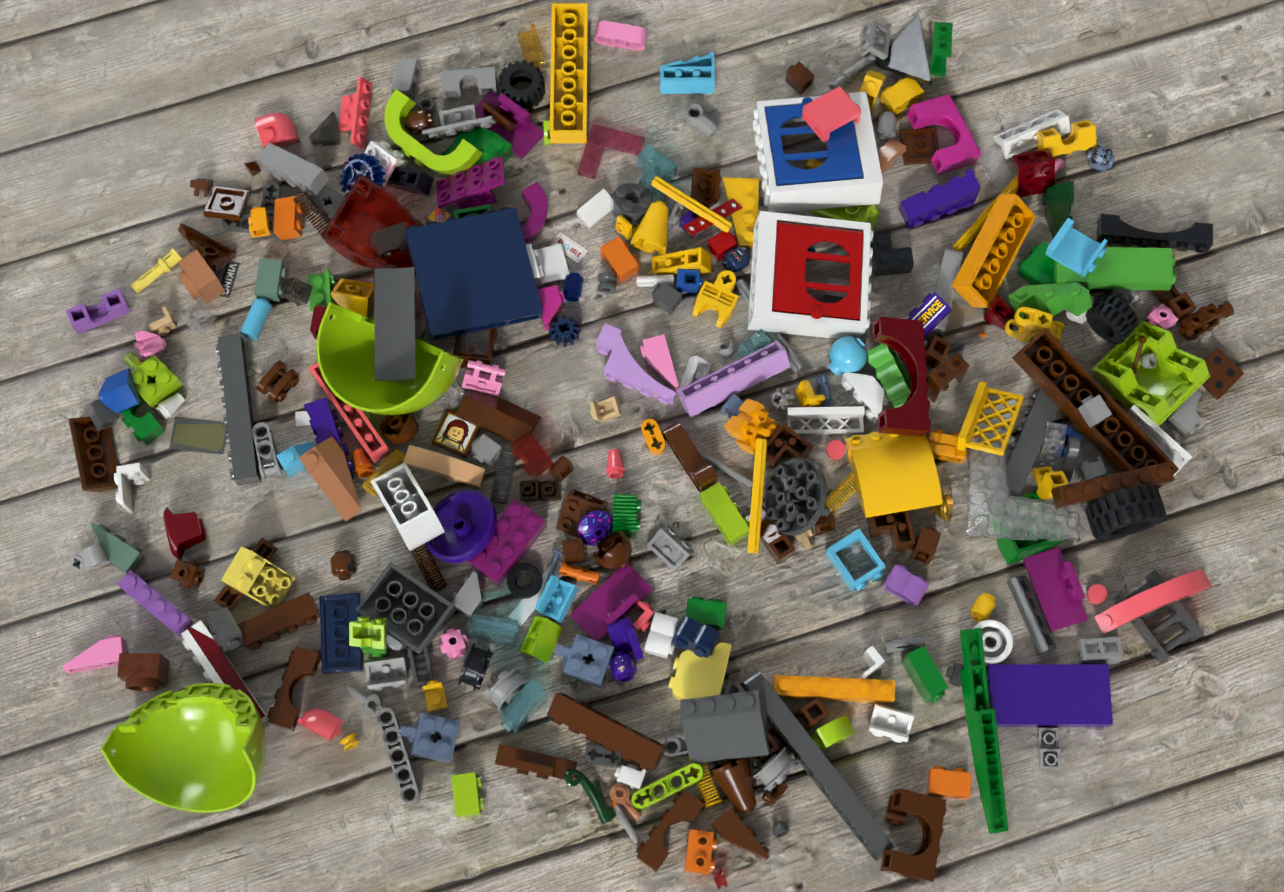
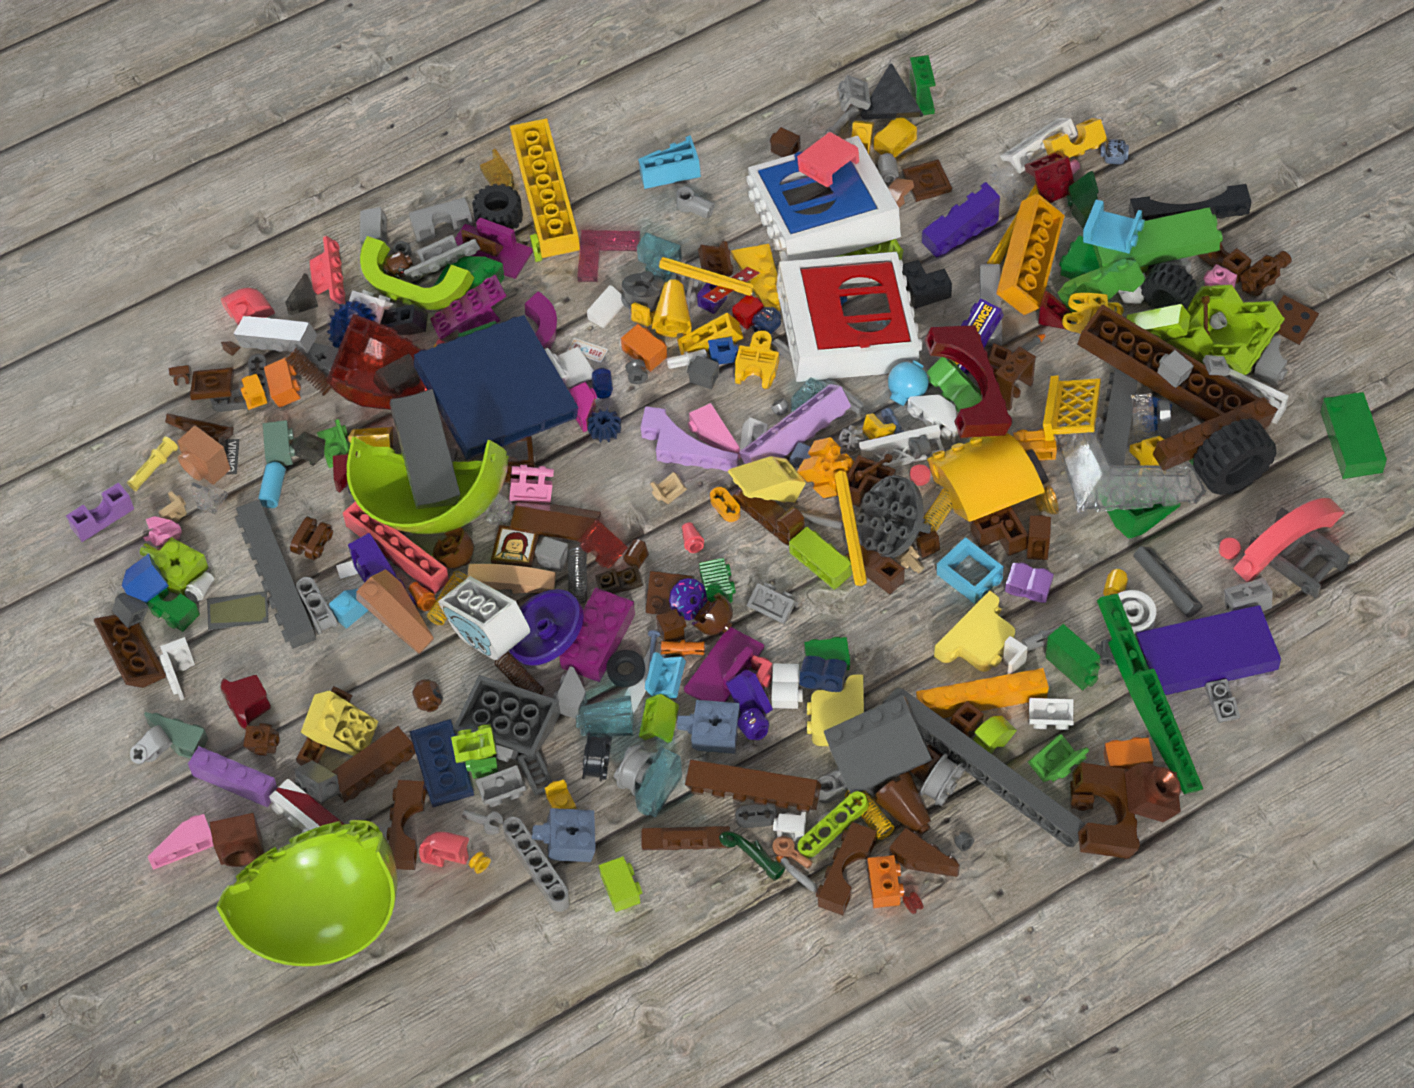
camera: 10 degrees left, 15 degrees down
(456, 650) = (567, 742): bright pink brick -> none
(621, 35) = (588, 144): bright pink beam -> none
(695, 427) = (769, 479): none -> light yellow slope
(771, 798) = (950, 809): reddish brown arm -> none
(809, 433) = (887, 458): none -> reddish brown hinge
(842, 425) = (919, 447): none -> dark grey wheel
(846, 629) = (977, 636): none -> light yellow brick
(885, 773) = (1056, 759): none -> bright green bracket
(942, 471) = (1040, 471): none -> black tyre
(944, 112) = (944, 144): dark pink arch -> none
(961, 829) = (1153, 792): none -> copper piece
(1056, 588) = (1187, 551): magenta bracket -> none
(1094, 353) = (1163, 322): none -> lime brick
(1134, 413) = (1216, 365): none -> light grey tile
(1241, 508) = (1353, 435): none -> green brick

